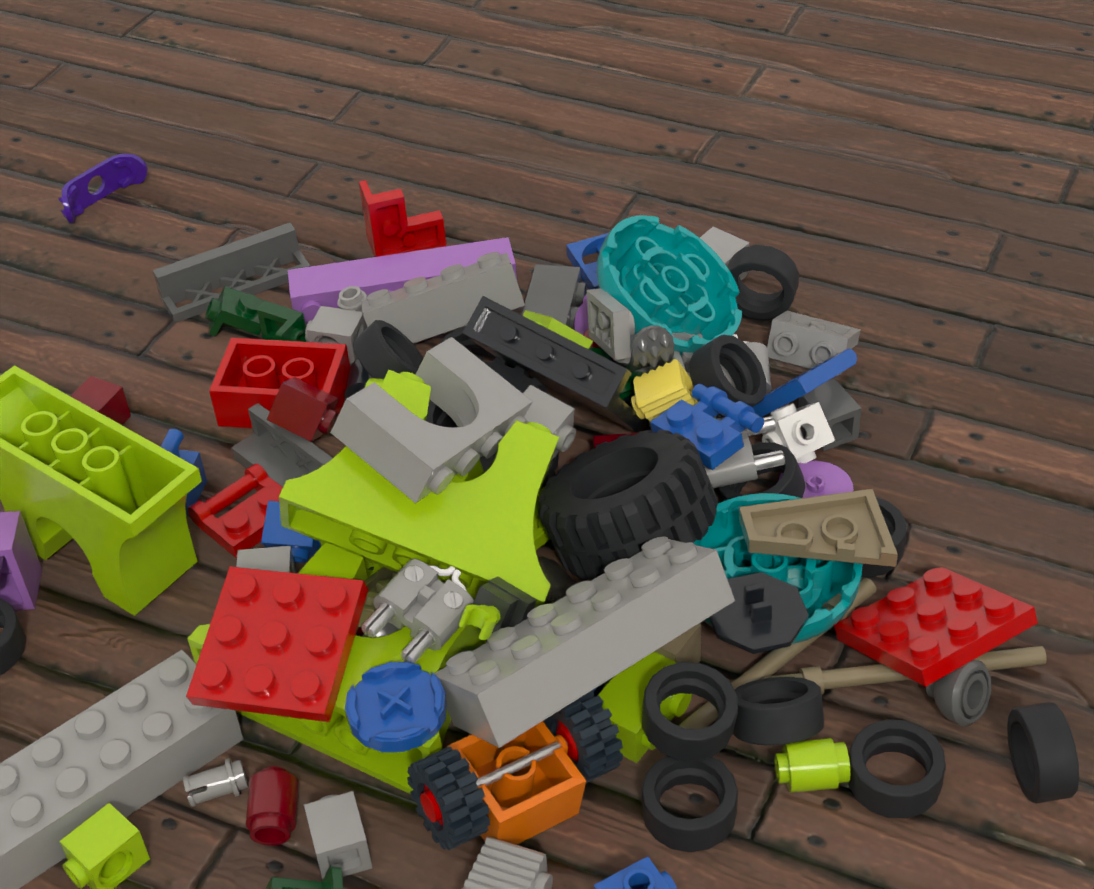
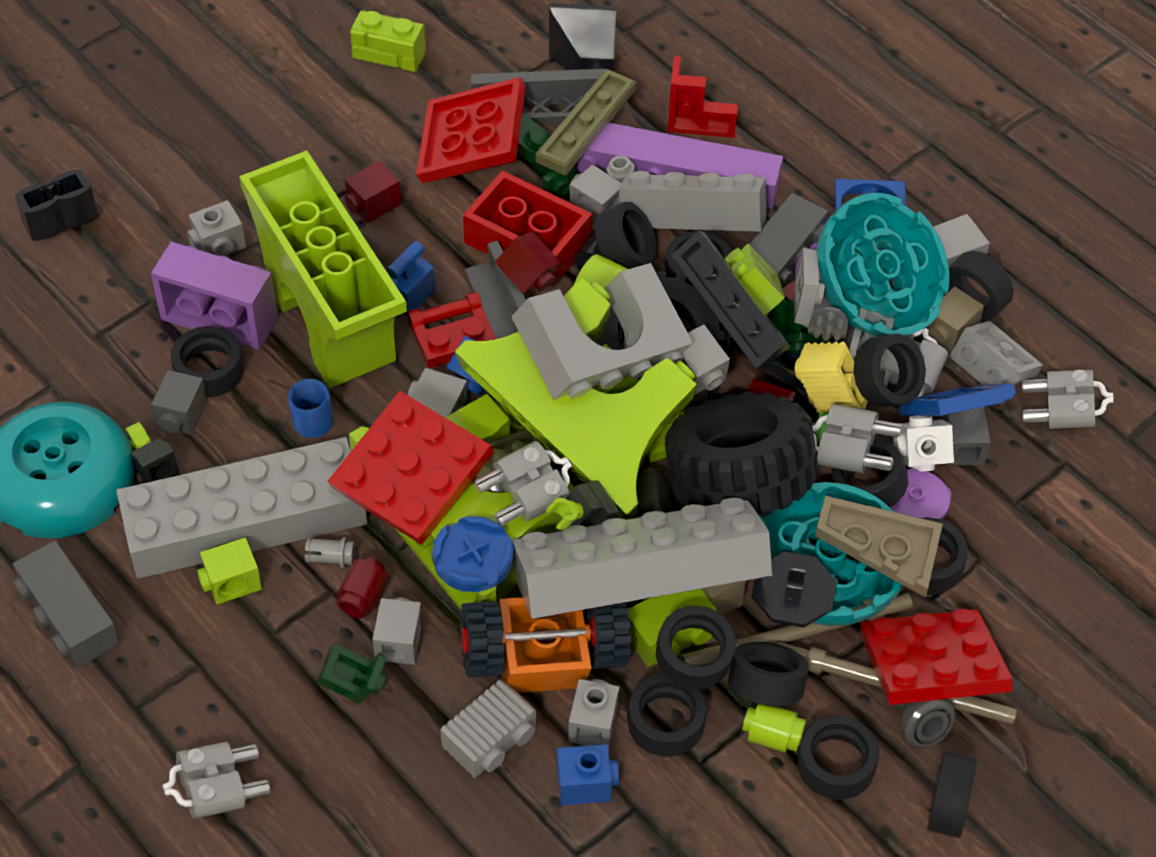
camera: 20 degrees right, 10 degrees up
(48, 272) = (388, 40): none -> lime brick
(123, 640) = (309, 394): none -> blue piece
(177, 319) = (471, 130): none -> red plate
(251, 201) = (582, 36): none -> slope
(295, 271) = (585, 122): none -> olive tile
(609, 832) = (593, 712): none -> light grey brick
(712, 438) = (830, 420): blue plate -> none
(757, 315) = (956, 314): none -> dark tan brick
(904, 349) = (1069, 399): none -> light grey piece

